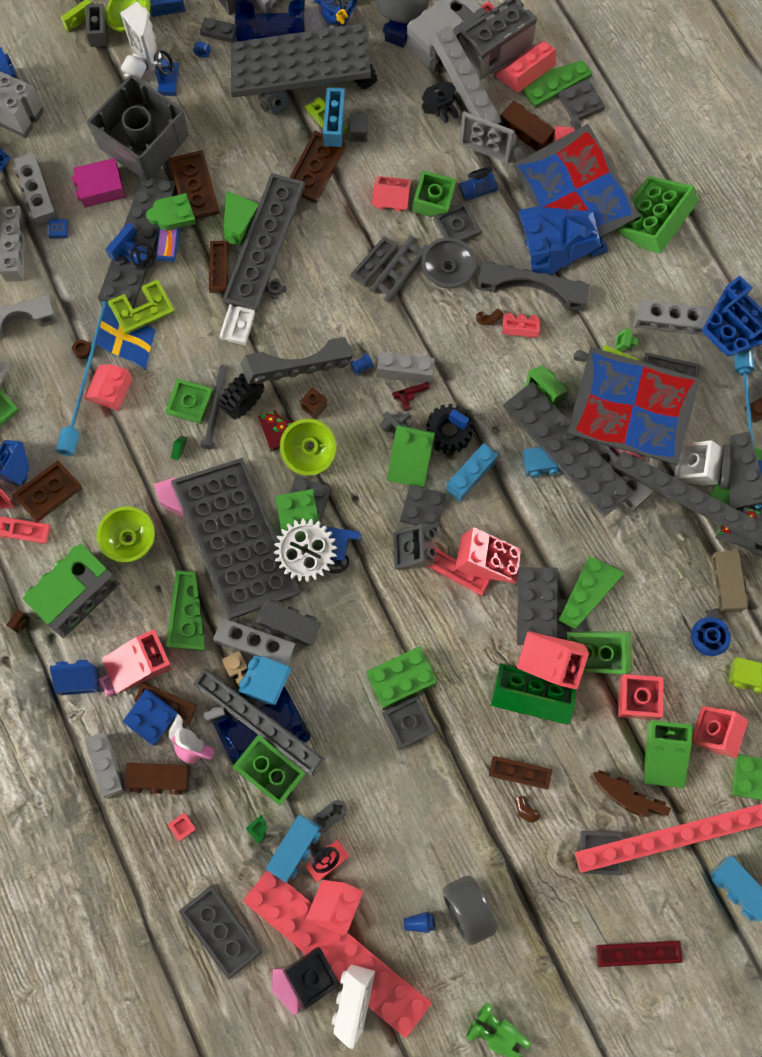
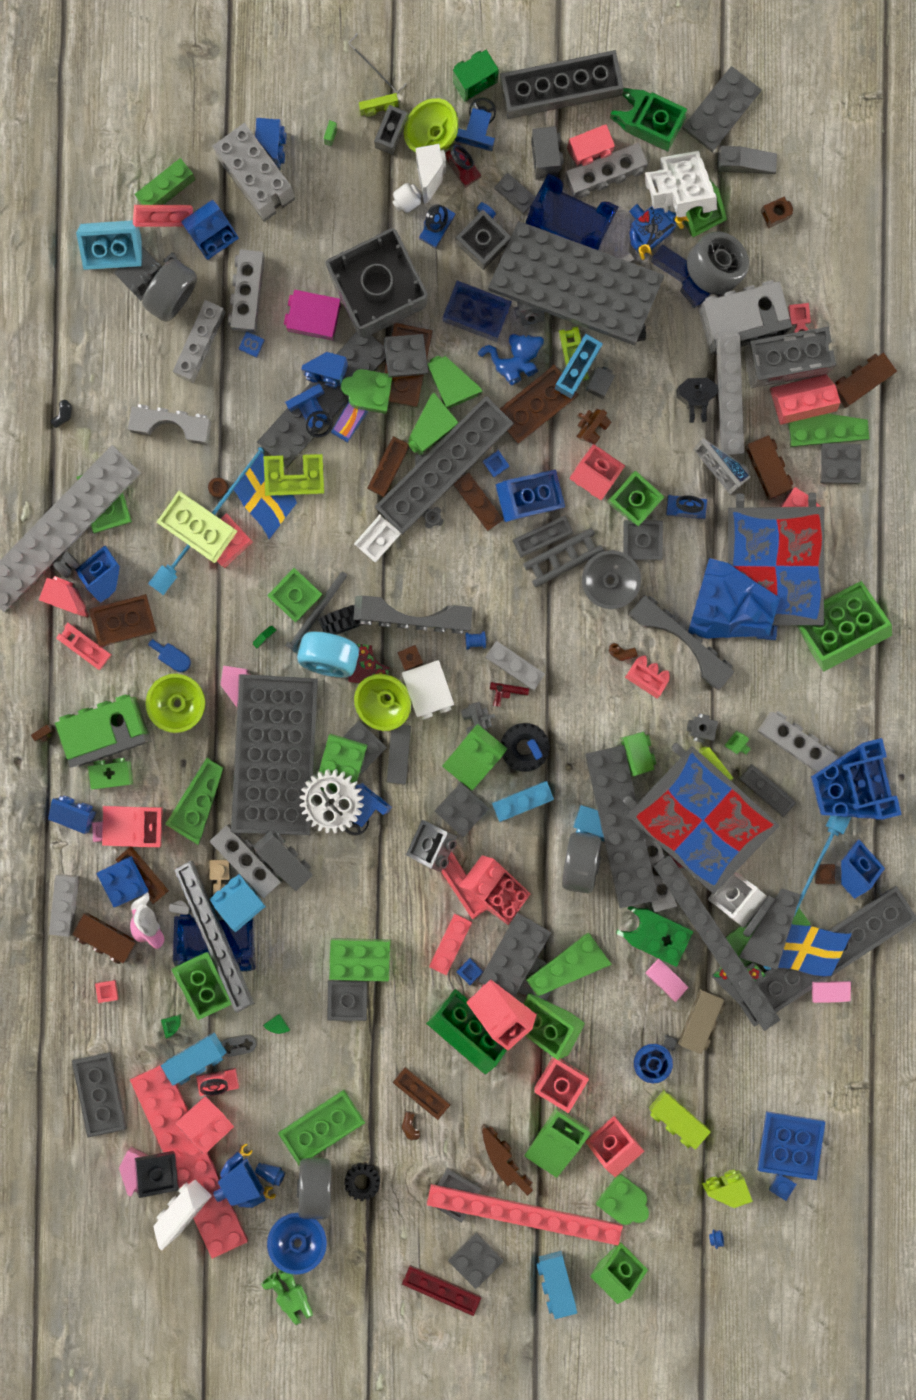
camera: 25 degrees right, 15 degrees up
(49, 50) = (330, 133): none -> bright green tile
(77, 383) = (197, 526): none -> yellowish green tile
(104, 502) = (171, 656): none -> blue piece
(105, 627) = (99, 778): none -> bright green brick
(127, 207) = (326, 368): none -> blue slope
(164, 27) = (462, 165): none -> dark red piece
(190, 174) = (405, 355): none -> dark grey plate
(209, 68) = (483, 239): none -> dark grey brick
(231, 119) = (477, 311): none -> clear blue brick
(239, 179) = (452, 382): none -> bright green slope
(241, 429) = (328, 654): none -> medium azure wheel
(287, 138) = (523, 349): none -> blue animal
(306, 224) = (496, 464): none -> blue plate
(307, 260) = (478, 502): none -> reddish brown plate
(344, 421) = (428, 689): none -> white brick
(344, 488) = (399, 755): none -> dark grey tile
(346, 234) = (530, 495): none -> blue slope
(356, 778) = (277, 1025): none -> green tile
(367, 157) = (590, 422): none -> reddish brown hips
(375, 23) = (671, 263): none -> clear blue panel
(396, 944) = (240, 1183): none -> blue torso
(445, 853) = (321, 1127): none -> bright green tile
(474, 627) = (450, 944): none -> coral plate
(474, 961) = (285, 1253): none -> blue hat
(500, 894) = (362, 1169): none -> black tyre
(504, 642) = (469, 971): none -> blue tile
(551, 493) = (581, 862): none -> dark grey wheel
(565, 31) = (864, 379): none -> reddish brown brick
(589, 338) = (709, 728): none -> dark grey brick
(643, 529) = (650, 933): none -> green brick
(654, 906) = (475, 1260): none -> dark grey plate
(679, 561) = (666, 980): none -> bright pink slope

